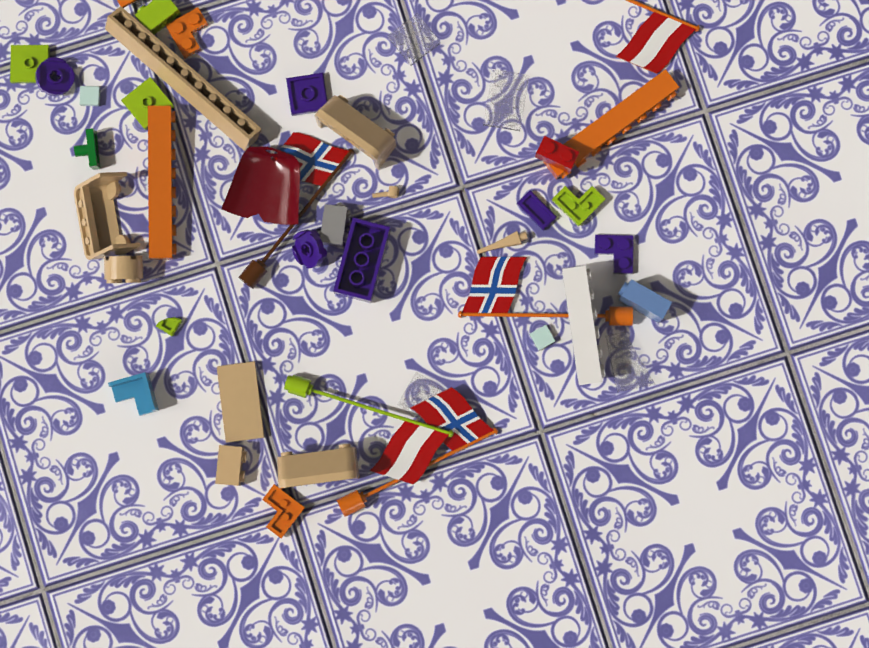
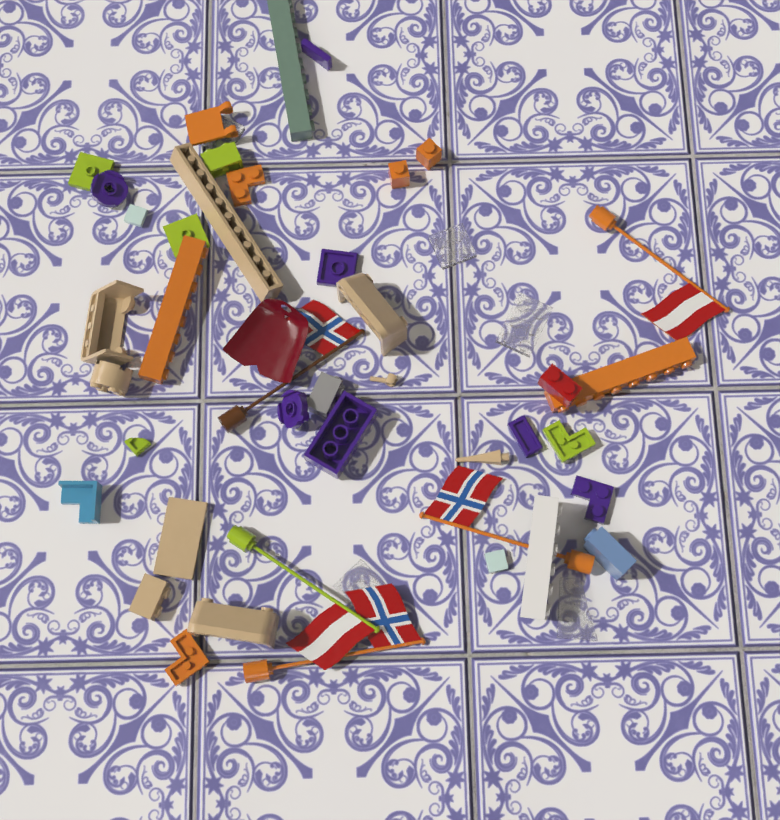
camera: 15 degrees right, 10 degrees down
(90, 149) = (119, 262): green tile -> none

